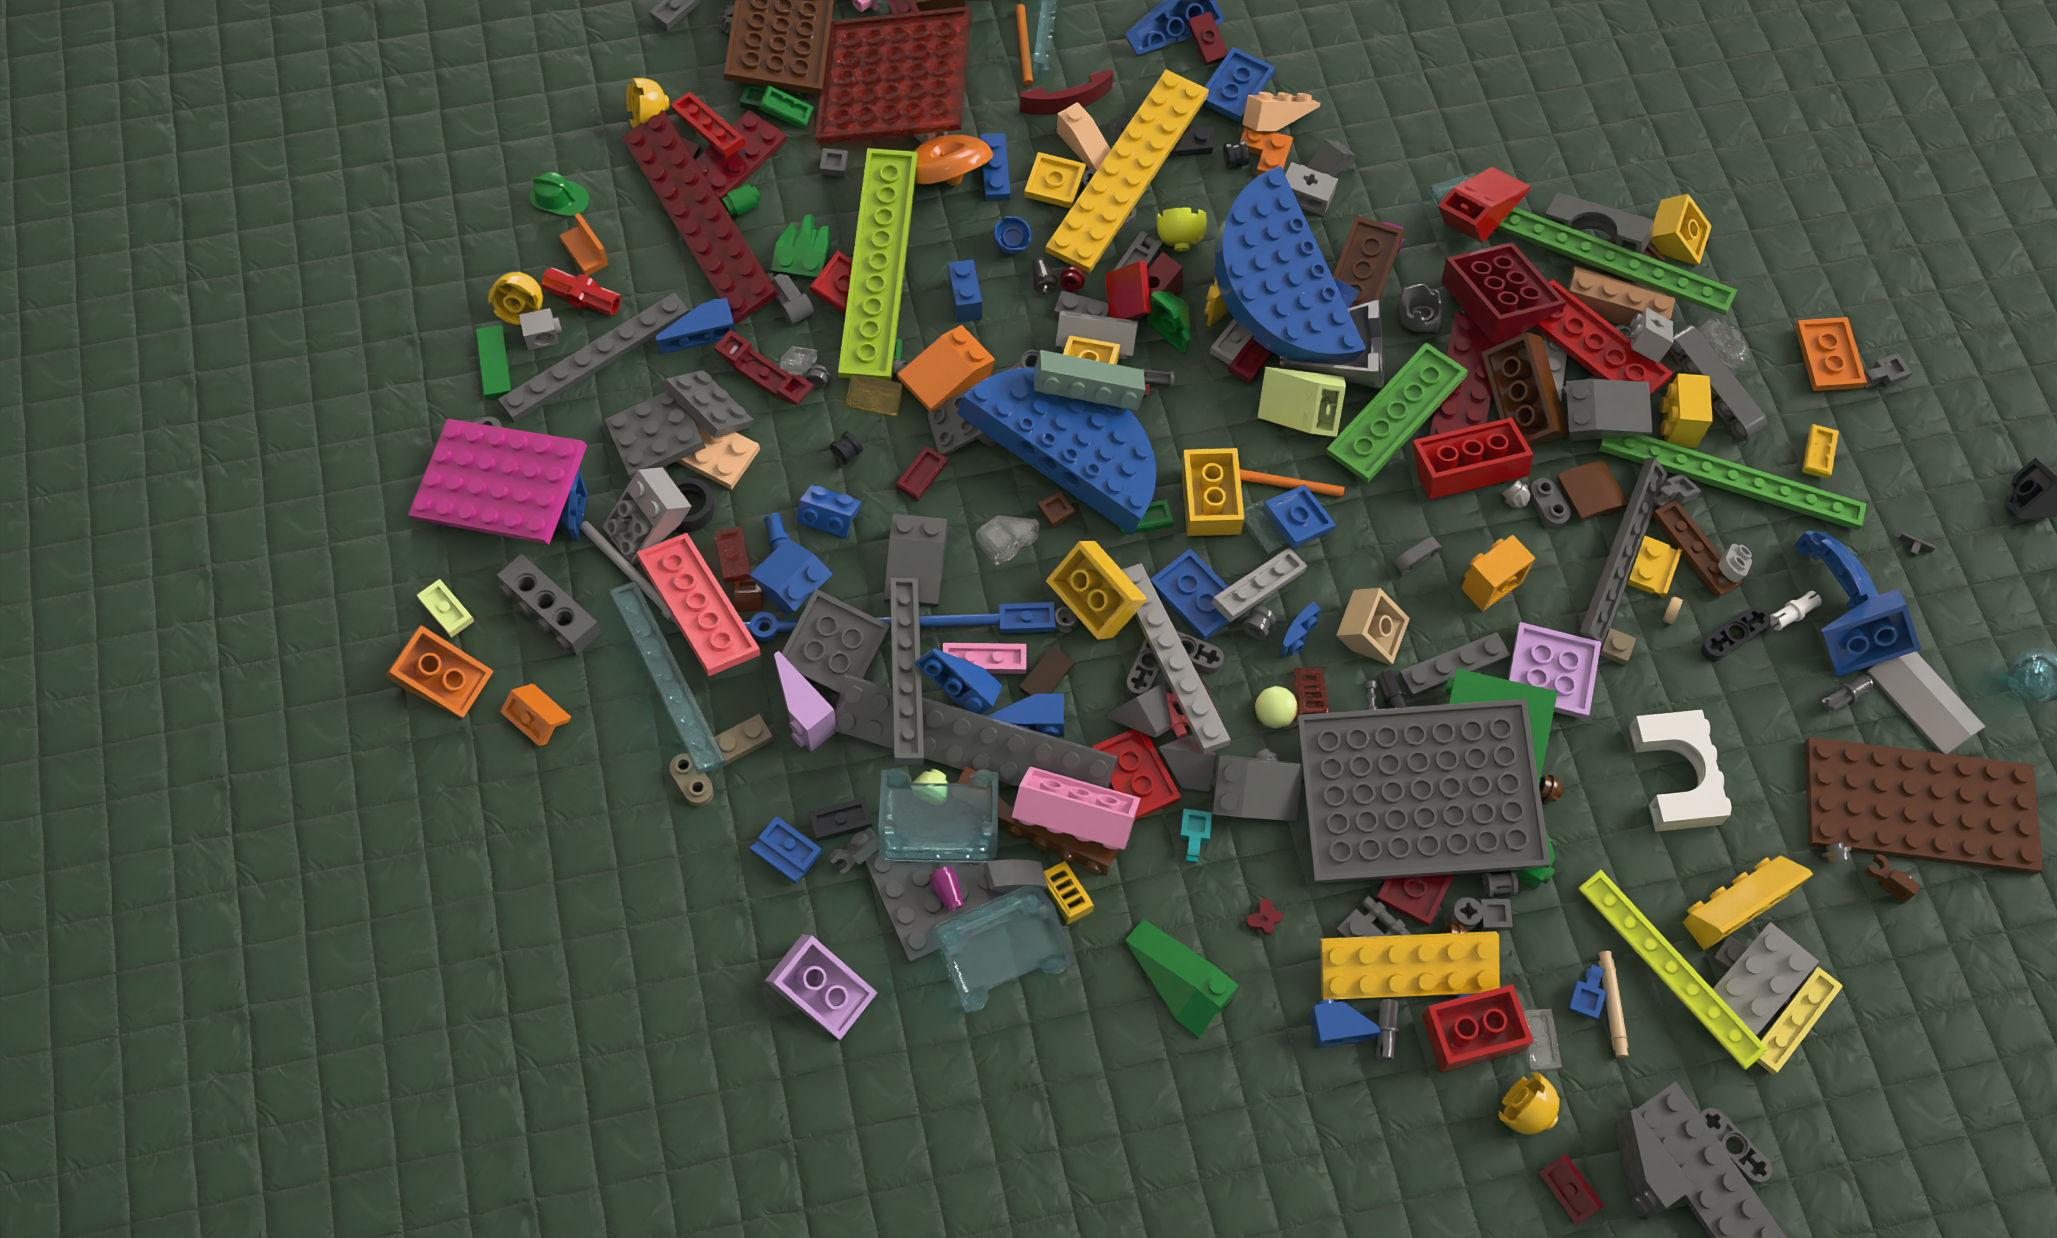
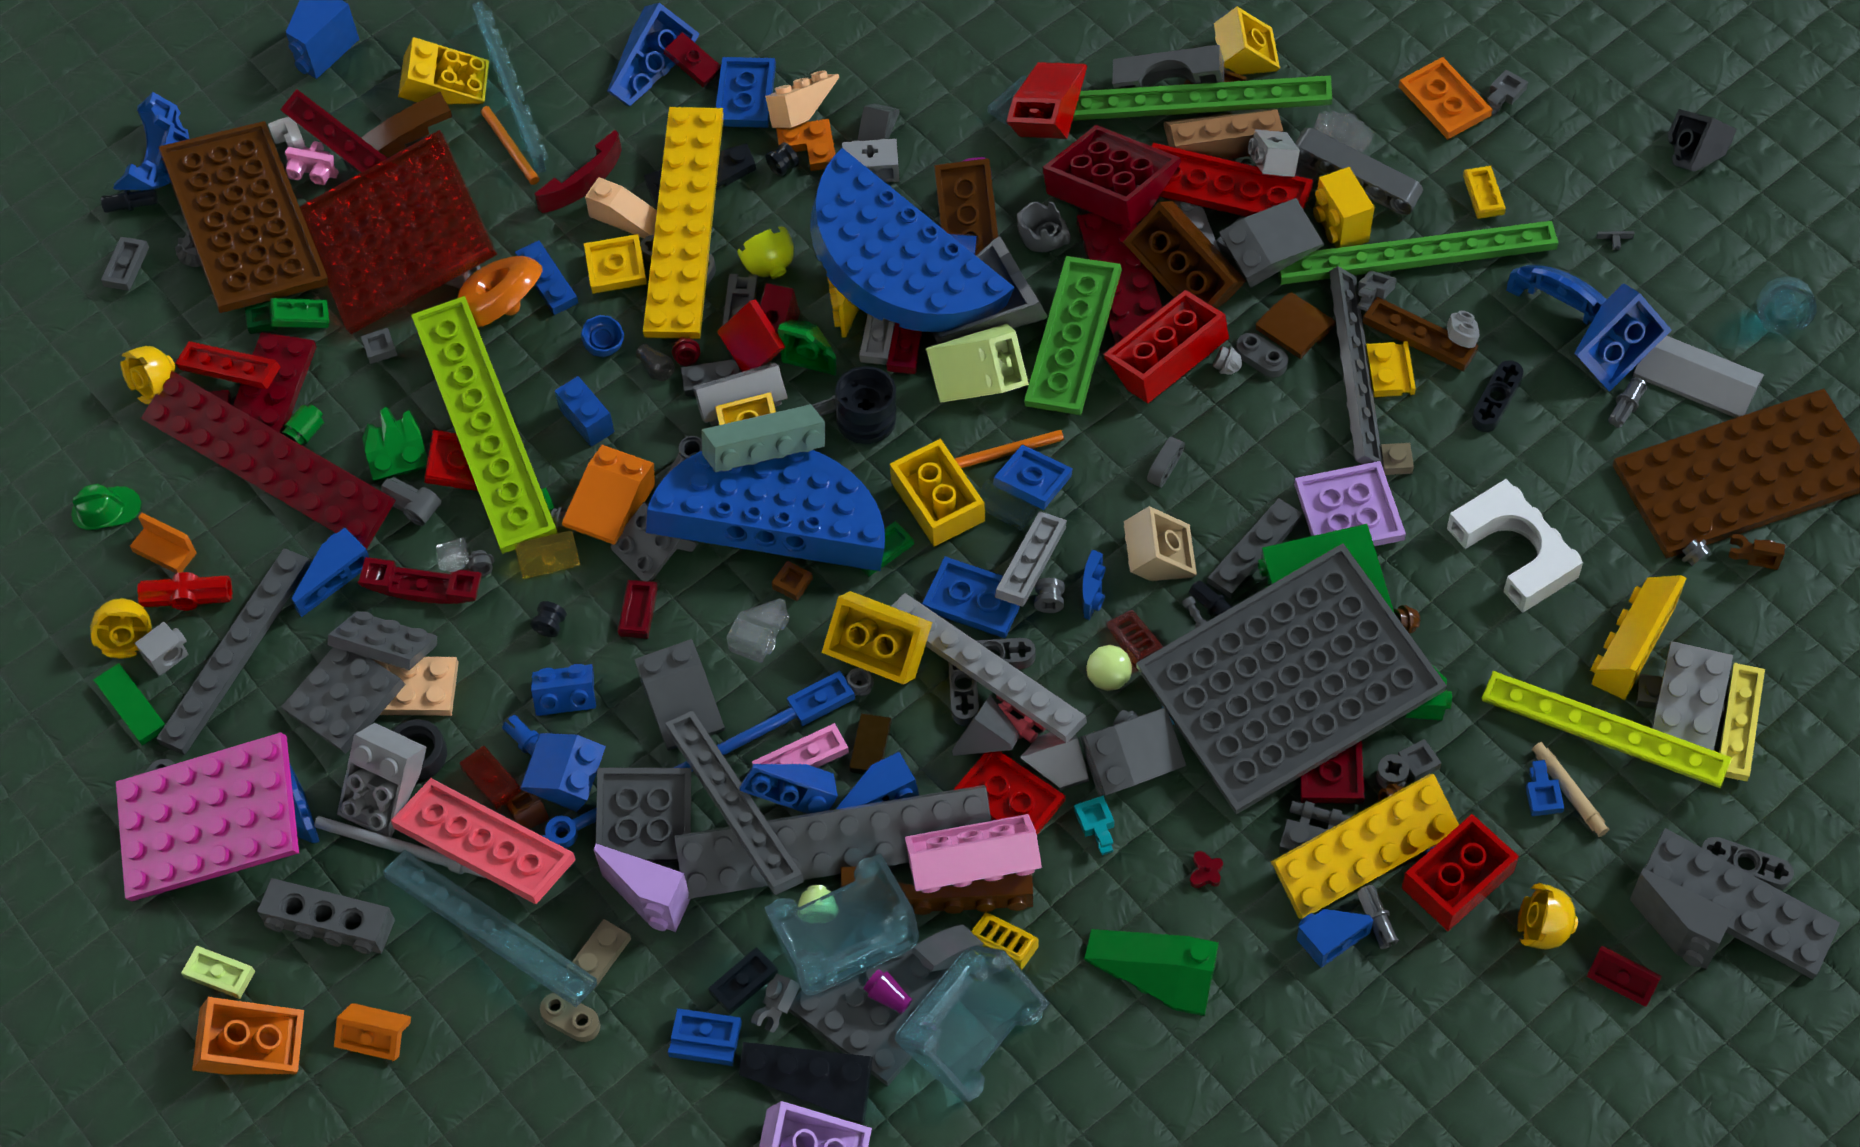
camera: 20 degrees left, 5 degrees down
(855, 927) = (820, 1077): none -> black wing
(1192, 391) = (866, 405): none -> black wheel
(1497, 572) = (1249, 441): light orange brick -> none
(1500, 883) = (1408, 729): dark grey bush -> none
(1544, 1051) = (1532, 864): clear plate -> none
(1672, 610) = (1429, 401): tan tile -> none
(1795, 610) = (1540, 348): white pin -> none

